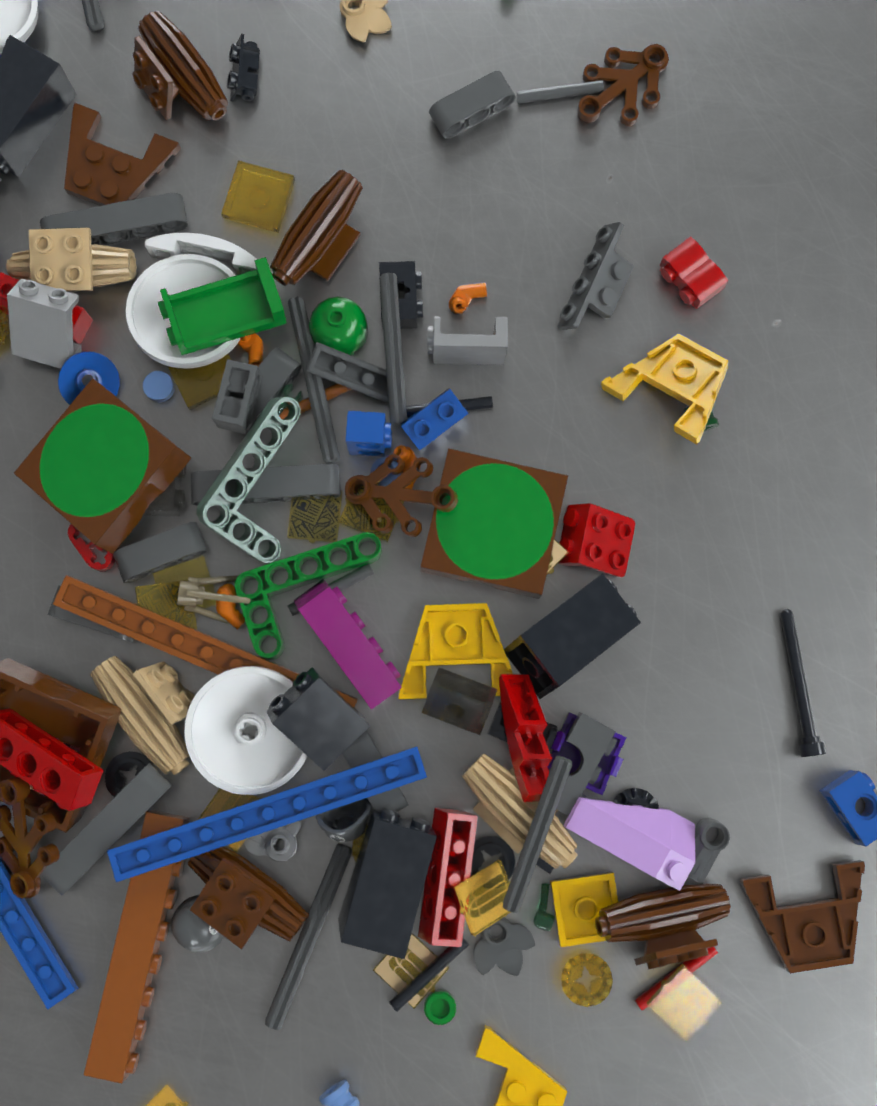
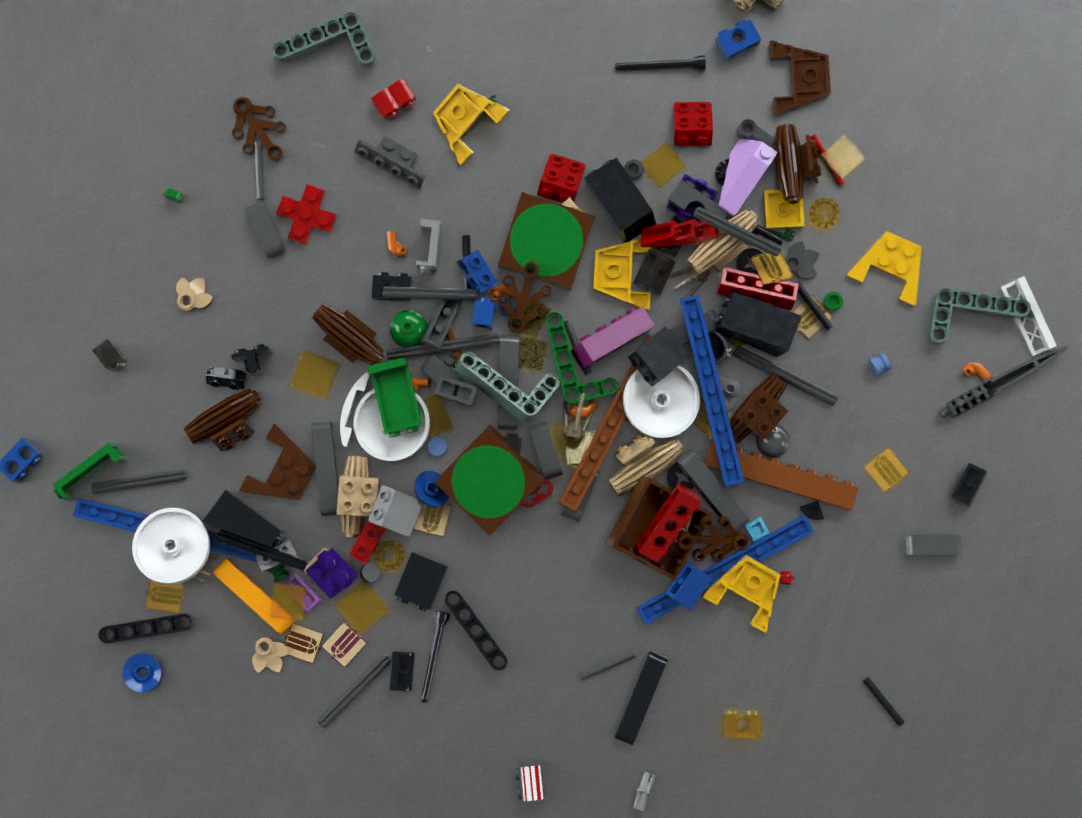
camera: 80 degrees left, 5 degrees up
(41, 390) = (433, 519): none -> piece
(50, 909) = (756, 529): none -> medium azure tile
(85, 1002) = (812, 511): none -> black tile
(268, 97) = (252, 363): none -> black bracket
(458, 782) = (702, 277): none -> dark tan plant
(501, 164) = (306, 214): none -> red plate
(540, 886) = (768, 234): none -> black bar
(625, 655) = (634, 168): none -> dark grey tile
(637, 701) = (663, 164): none -> clear yellow piece
(709, 744) = (693, 124): none -> red bracket
(773, 168) = (327, 37): none -> sand green beam

